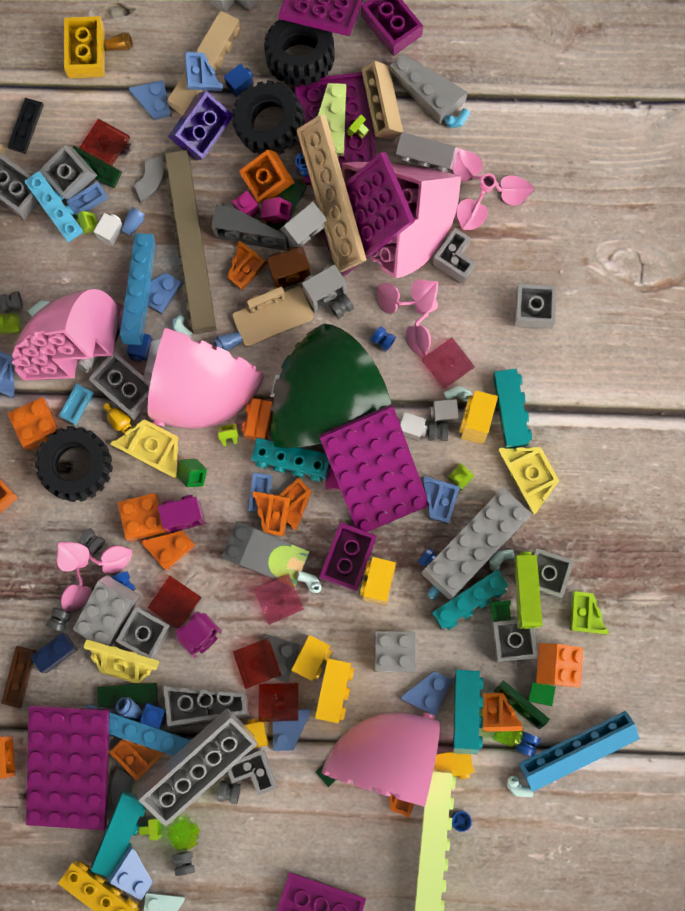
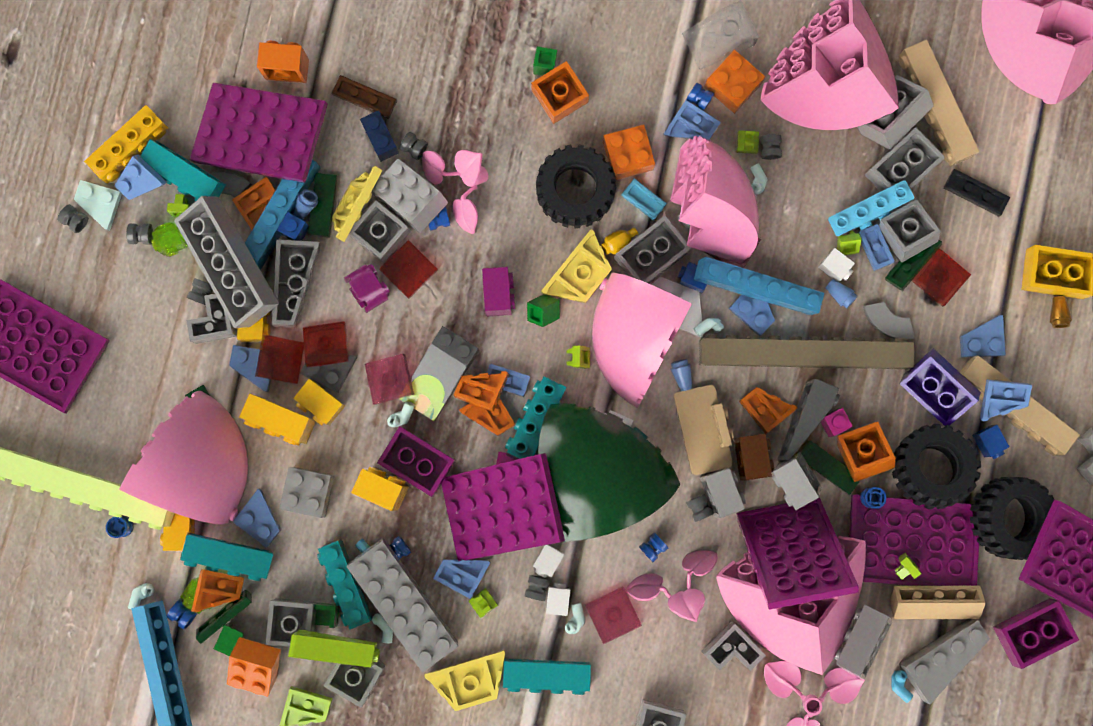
camera: 95 degrees right, 5 degrees up
(91, 541) = (487, 196): dark grey wheel -> none
(141, 517) = (504, 248): orange brick -> none
(169, 548) = (467, 273): orange wing -> none
(258, 419) = (587, 393): orange brick -> none
(276, 210) = (823, 455): dark pink brick -> none
(331, 193) = (829, 521): tan plate -> none
(334, 108) = (914, 535): yellowish green wing -> none
(478, 417) = (540, 635): yellow brick -> none

